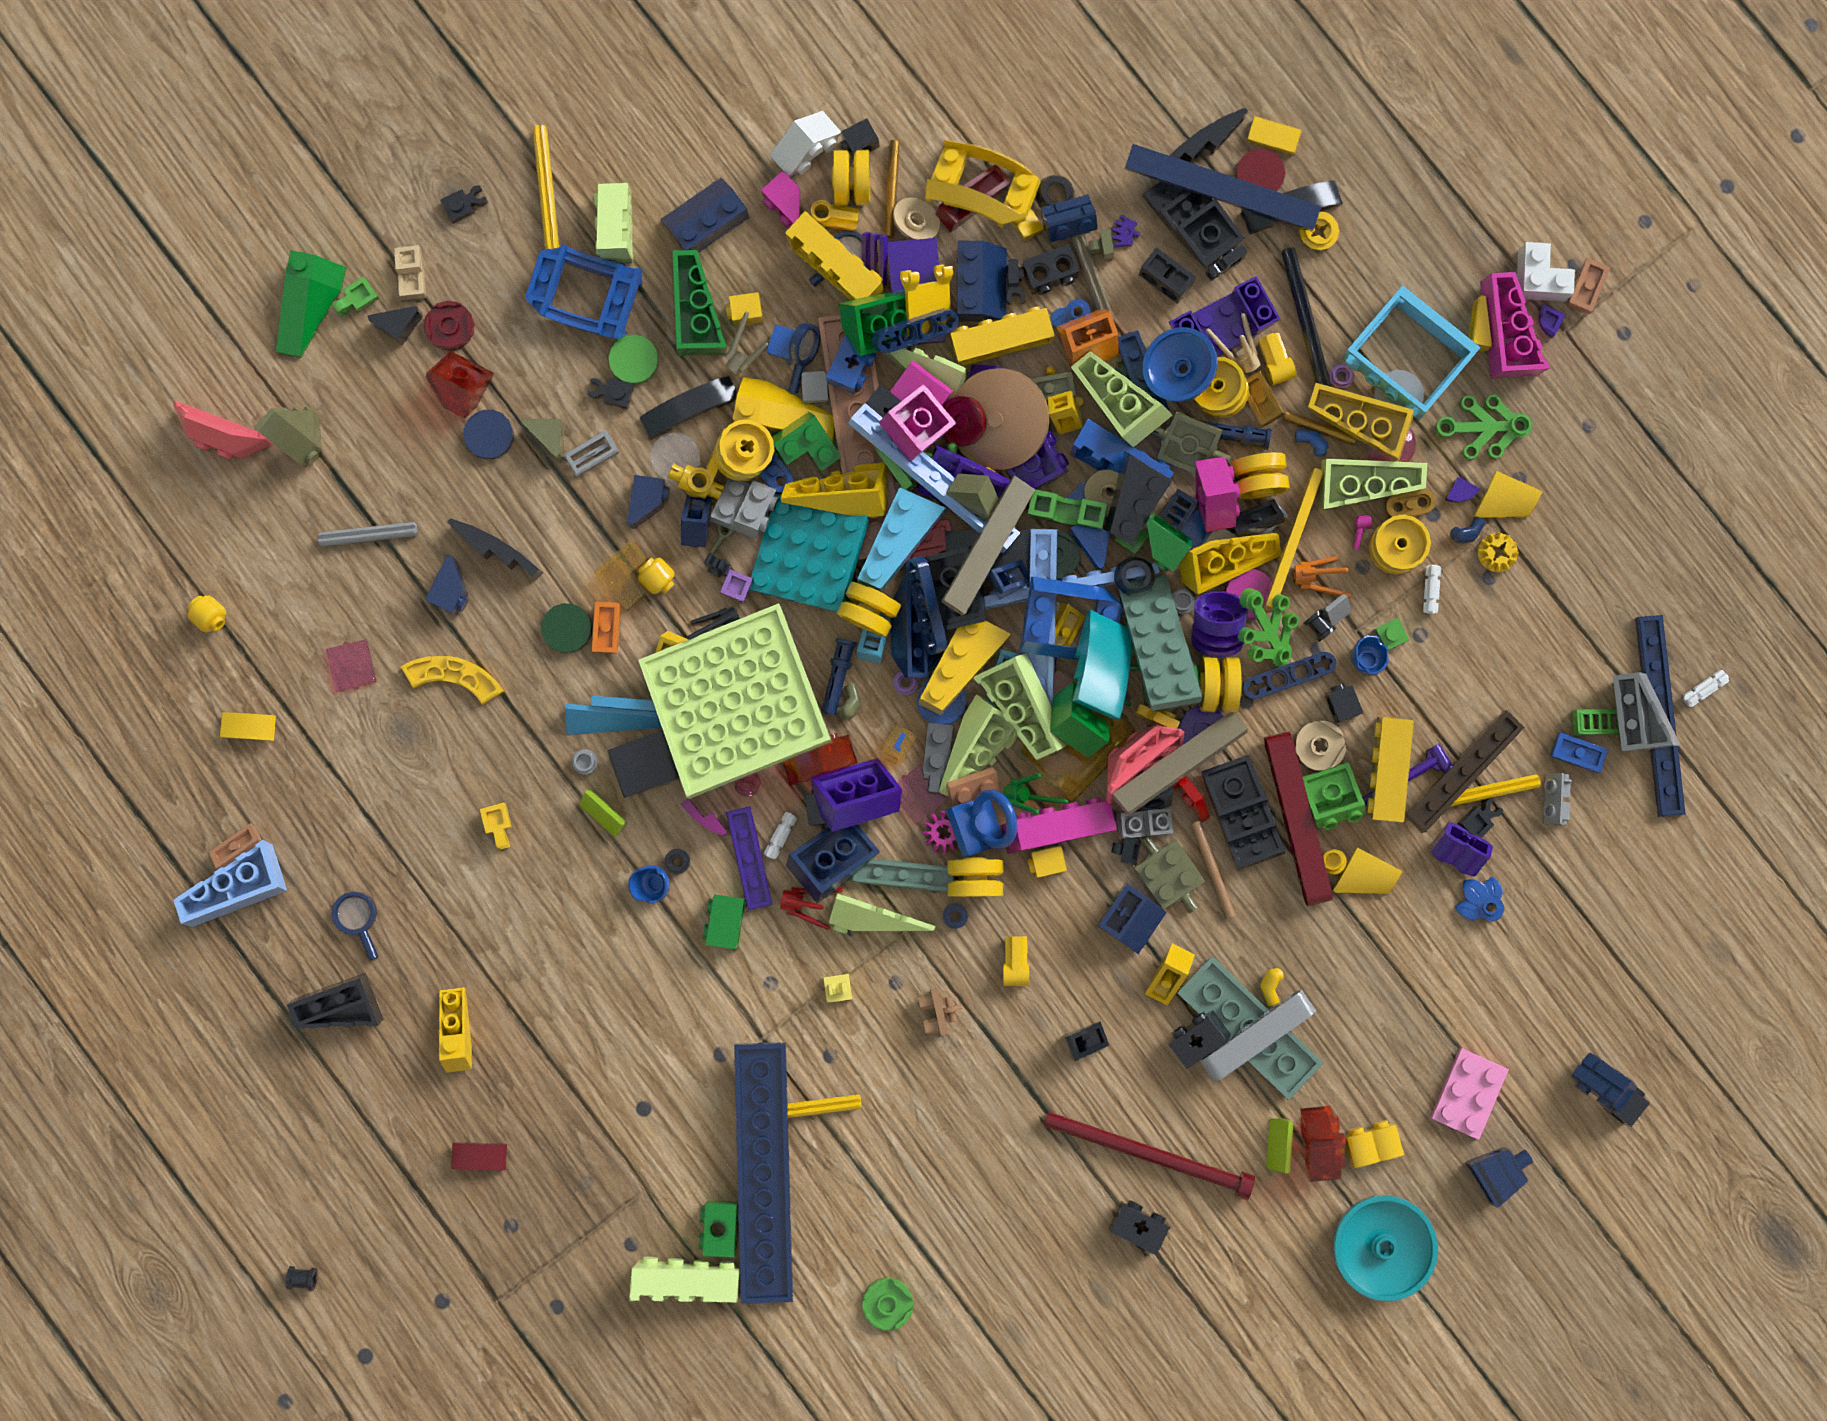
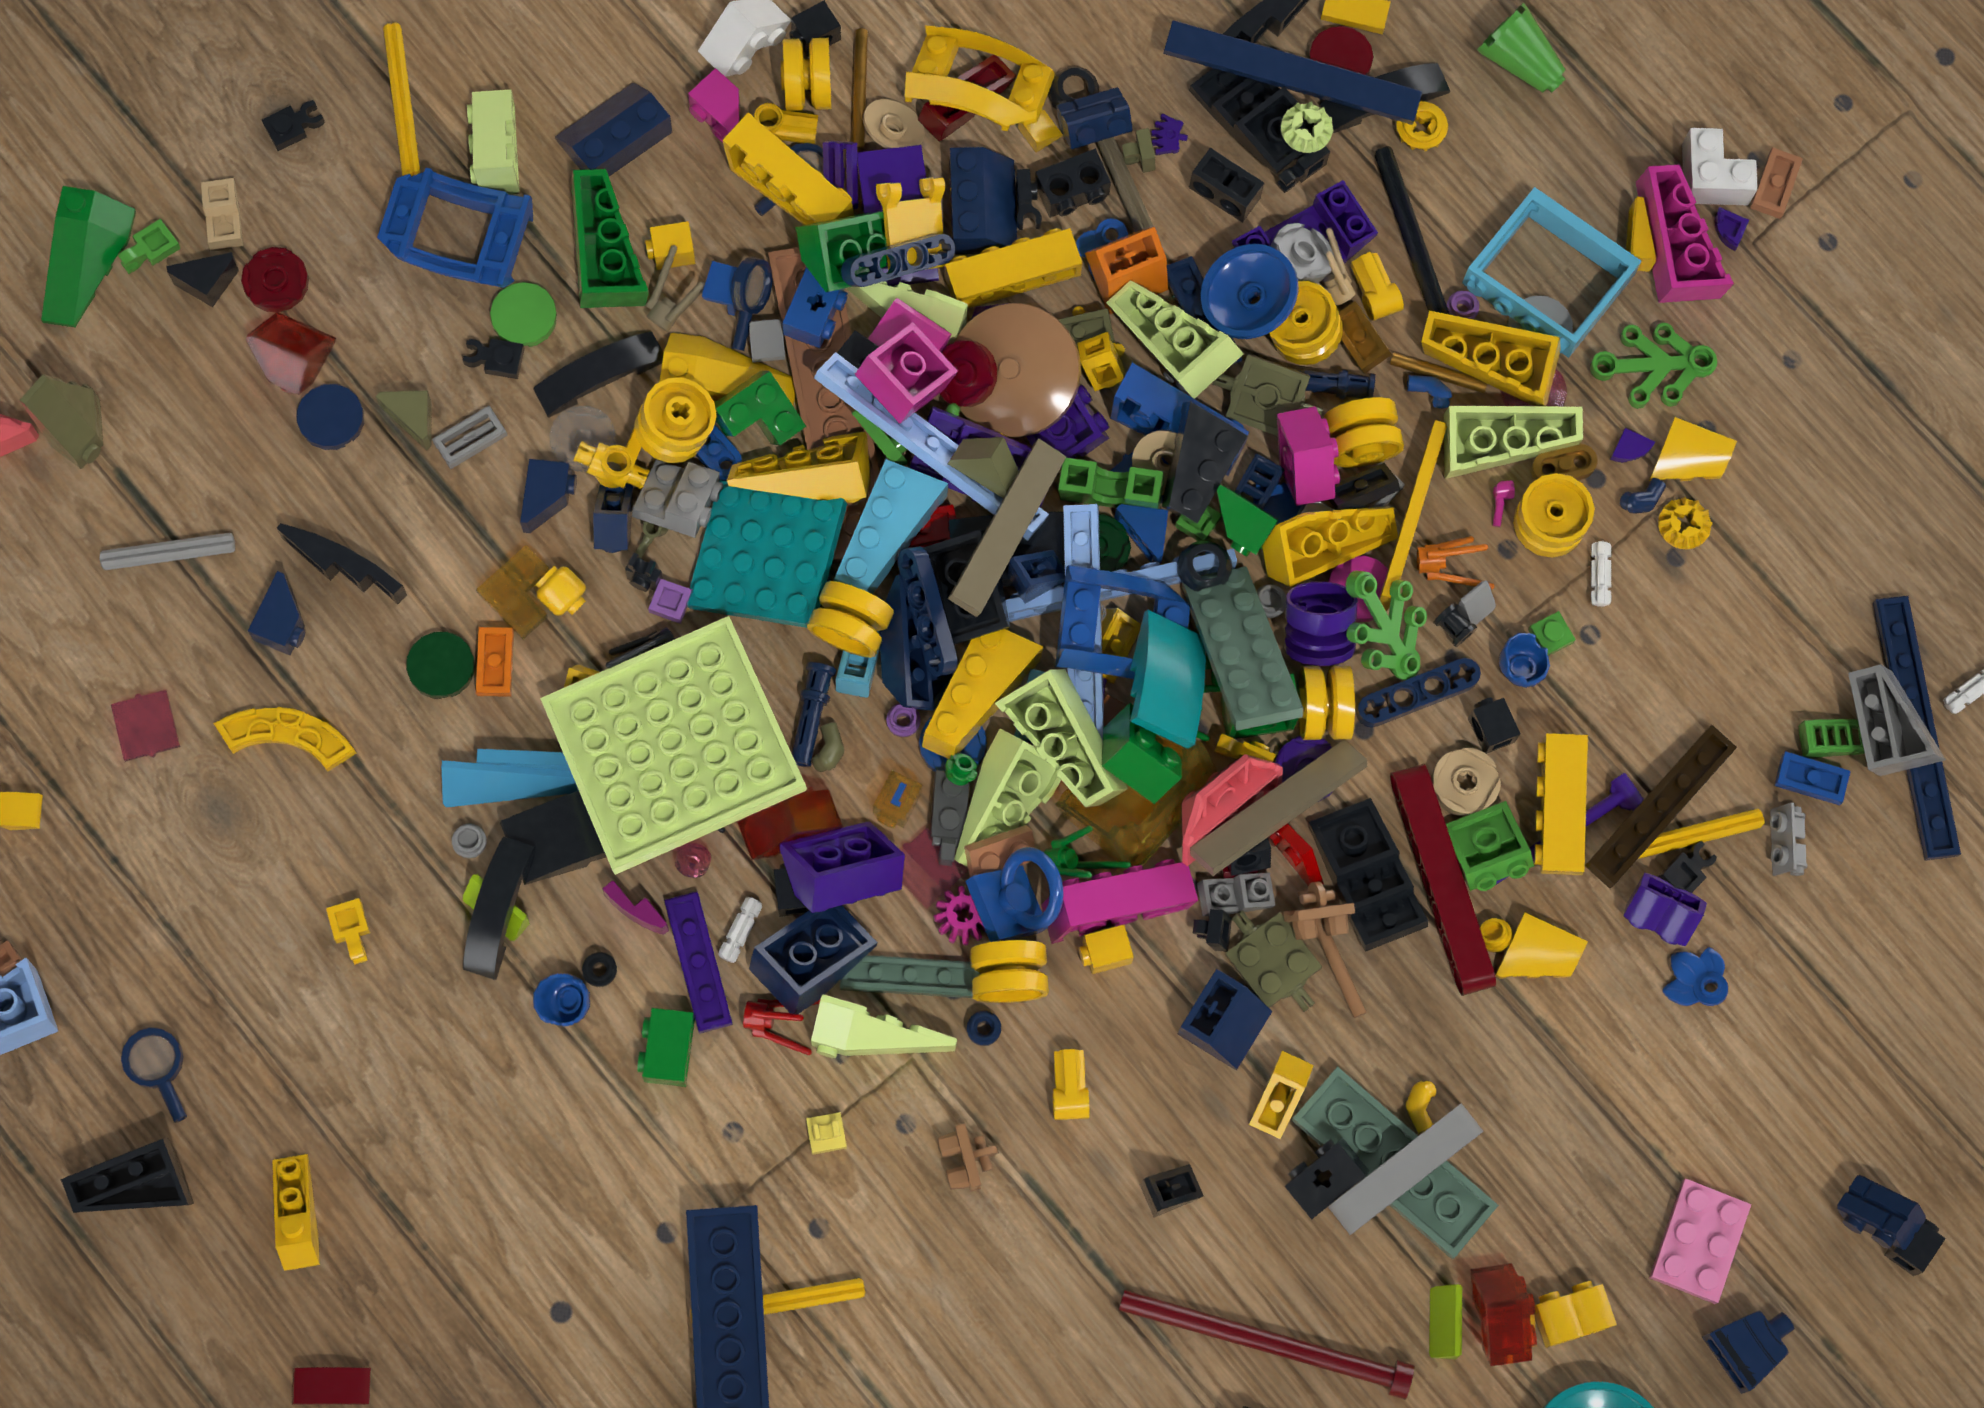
camera: 10 degrees left, 10 degrees down
(602, 813) = (494, 907): none -> black slope
(944, 728) = (960, 769): none -> green plate
(1194, 846) = (1305, 919): none -> medium nougat hips
(1223, 332) = (1305, 251): none -> light grey tile
(1227, 243) = (1301, 139): none -> yellowish green gear
(1401, 174) = (1524, 51): none -> bright green cone

